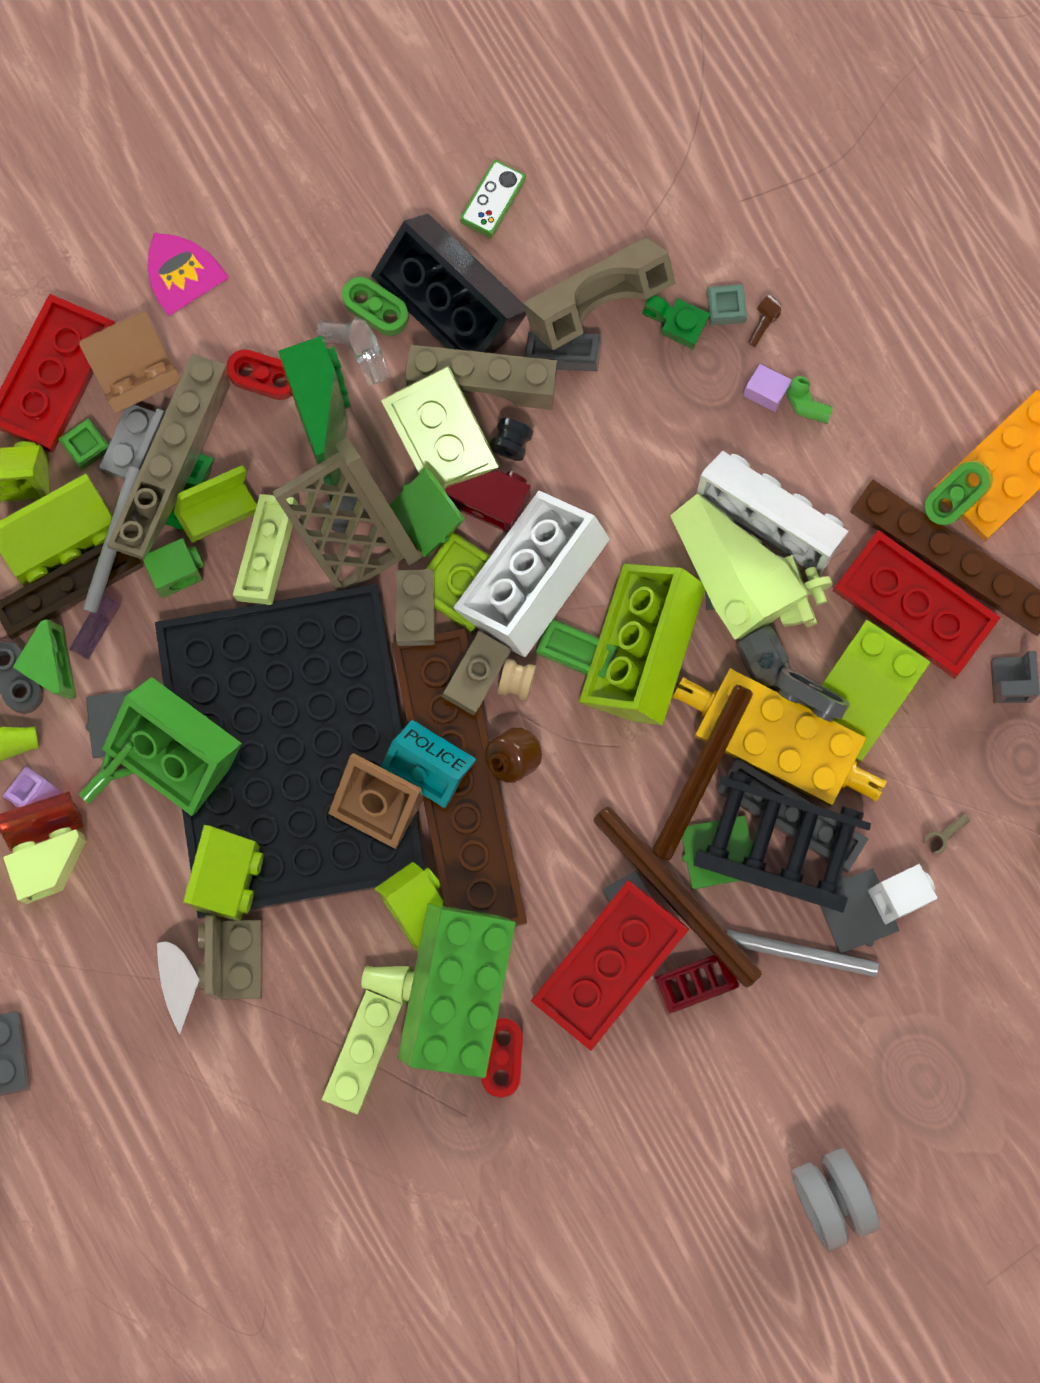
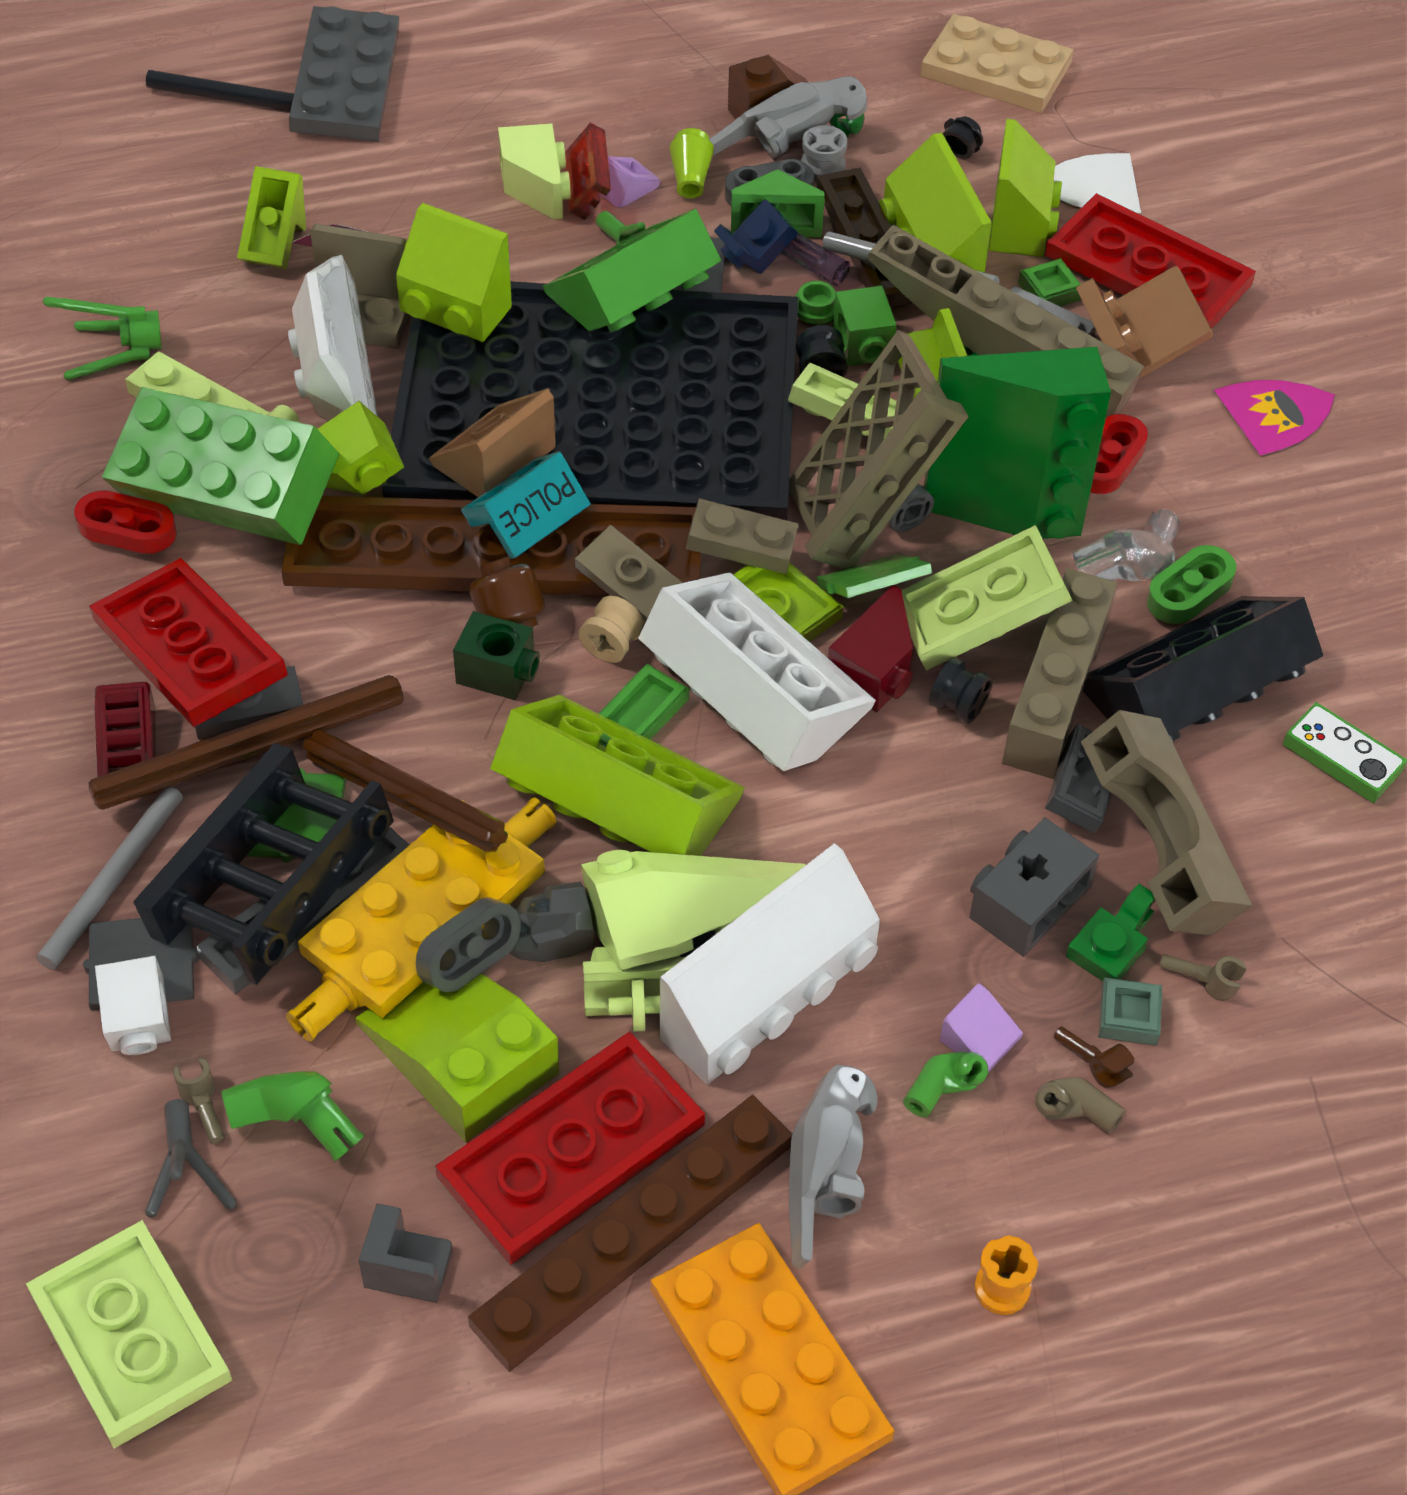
camera: 100 degrees right, 25 degrees down
(92, 668) = (758, 238): none -> dark blue bracket
(149, 609) = (816, 302): none -> bright green plate
(164, 1055) = (272, 217): none -> lime slope
(212, 592) = (822, 347): none -> black wheel
(303, 1124) = (136, 327): none -> bright green plant
(307, 952) = (330, 341): none -> white wedge
(561, 767) = (495, 656): none -> dark green brick
(648, 354) = (1032, 885): none -> dark grey brick
(688, 261) = (1215, 983): none -> dark tan hand
(797, 325) = (1076, 1099): none -> dark tan arm
(883, 456) = (827, 1155): none -> light grey animal
(938, 774) = (294, 1097): none -> bright green arm
(939, 344) = (1008, 1256): none -> light orange bush
(959, 492) = (731, 1231): bright green plate -> none
(985, 832) = (179, 1150): none -> dark grey plant

